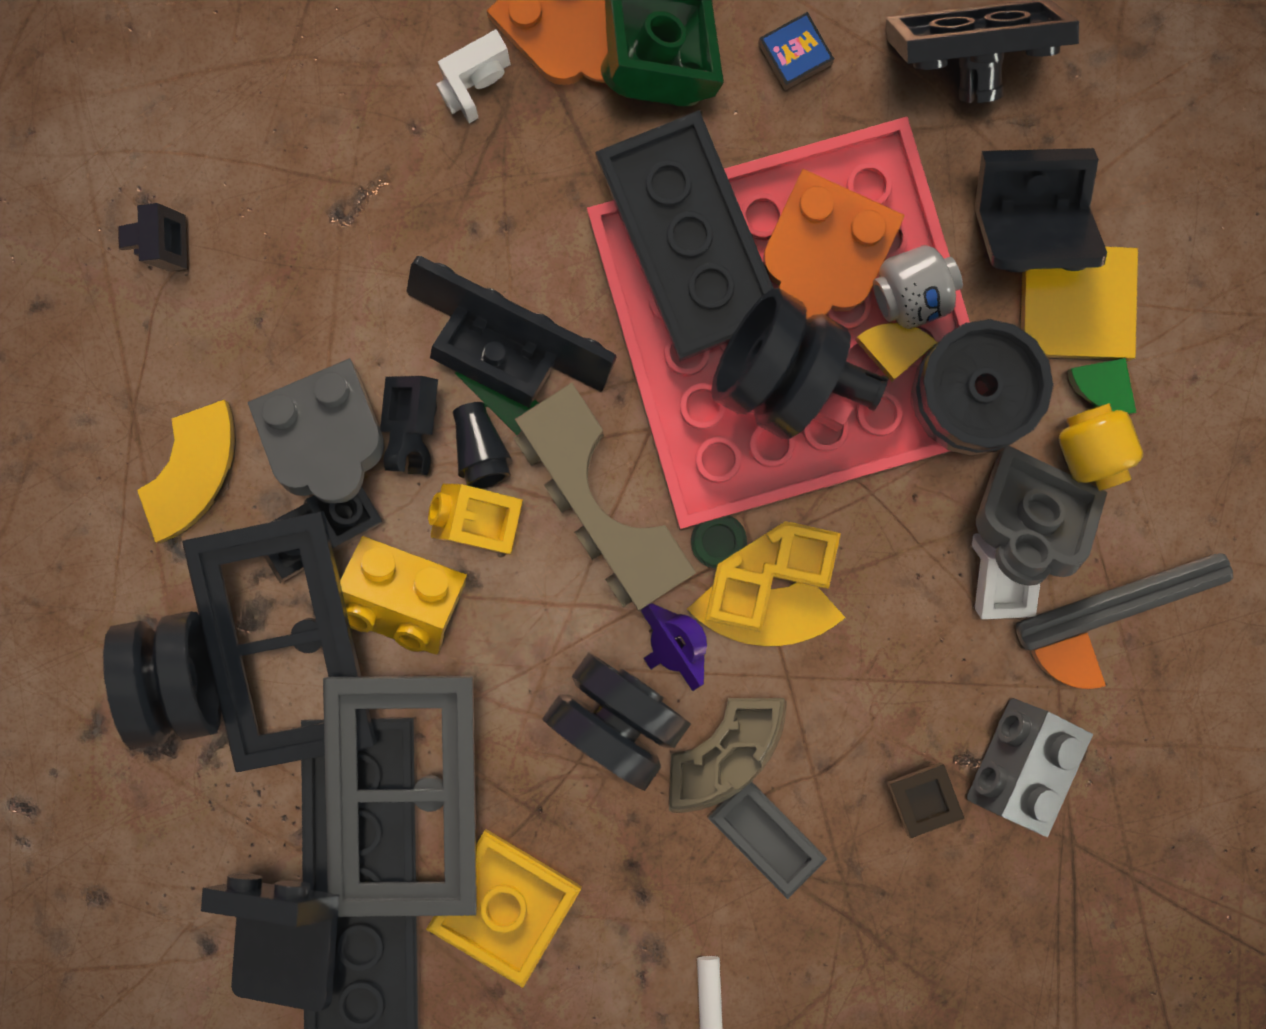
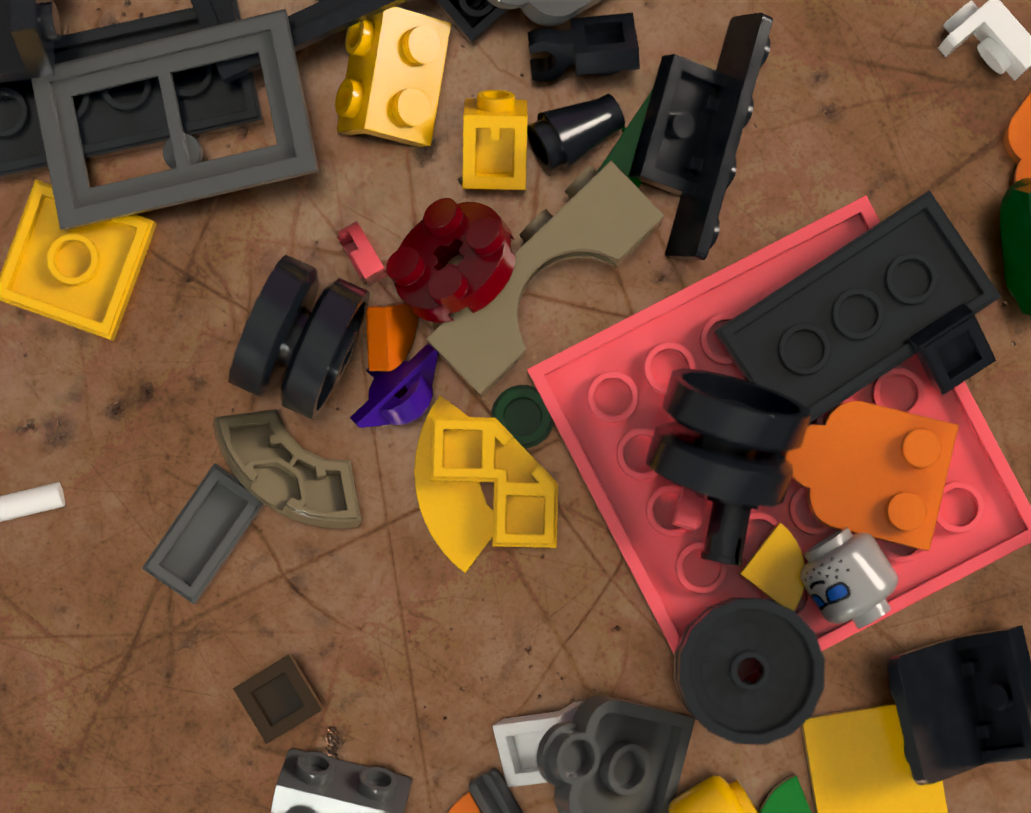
camera: 80 degrees right, 0 degrees up
(548, 654) = (361, 254): none -> coral tile
(552, 589) = (444, 232): none -> dark red plate
(626, 641) = (389, 335): none -> orange tile
(736, 160) = (952, 349): none -> black tile

